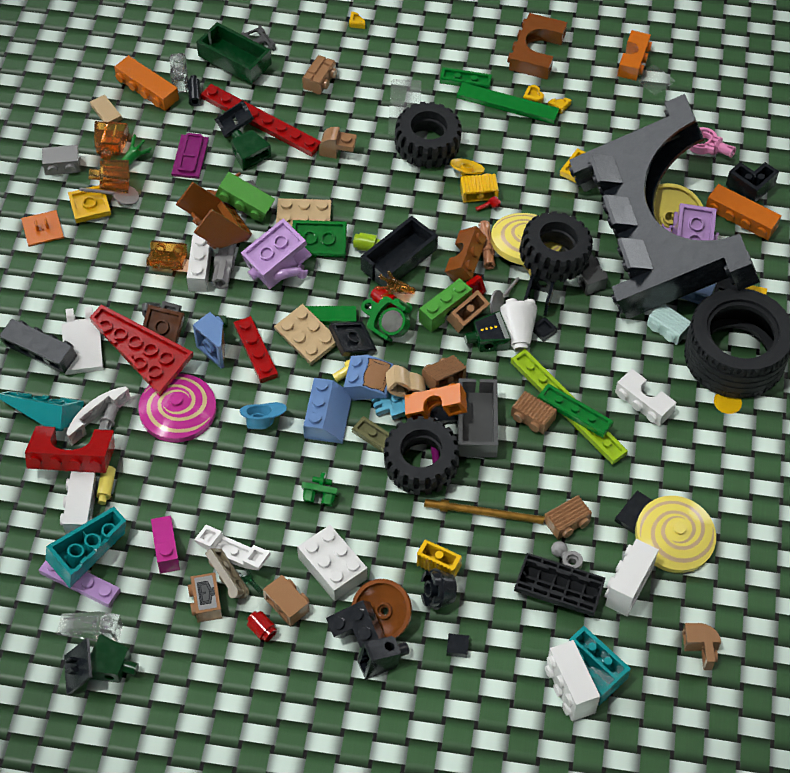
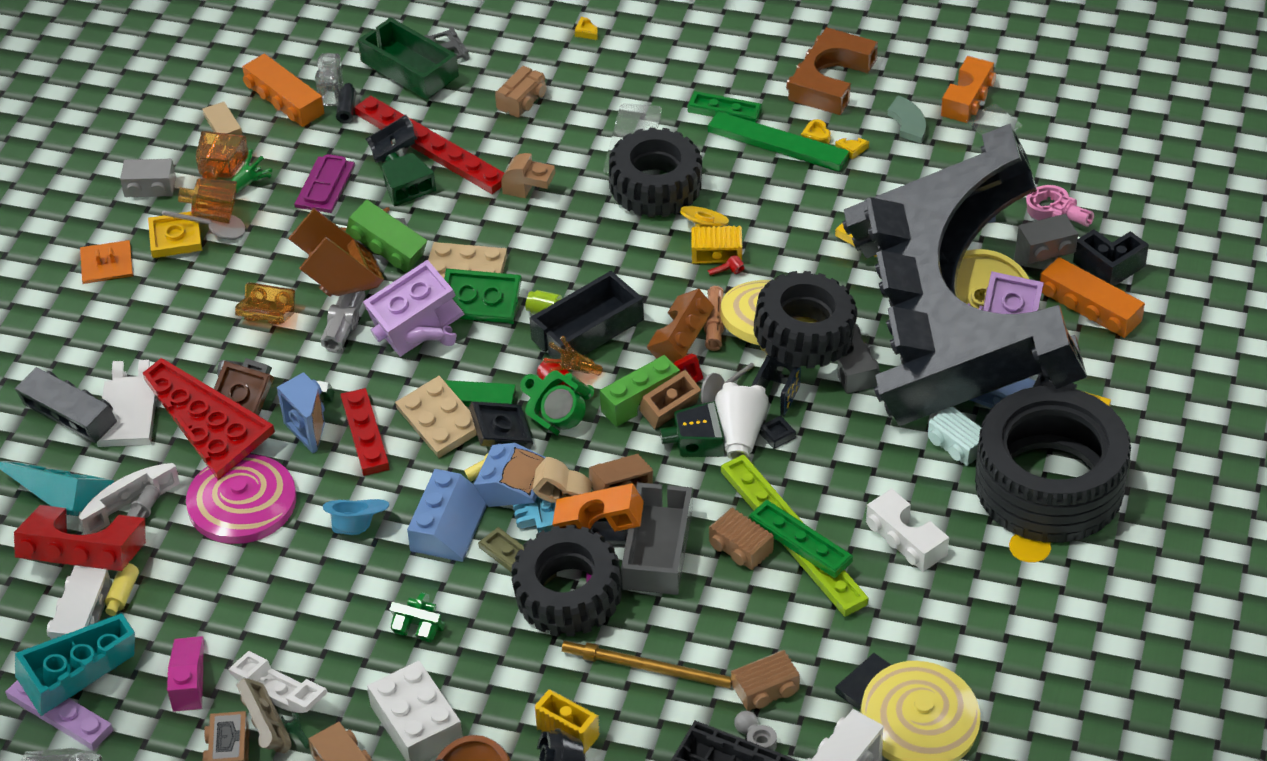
camera: 10 degrees right, 10 degrees down
(199, 265) = (307, 318): white brick -> none
(596, 79) = (910, 119): none -> sand green tile
(708, 172) = (1045, 239): none -> dark grey slope

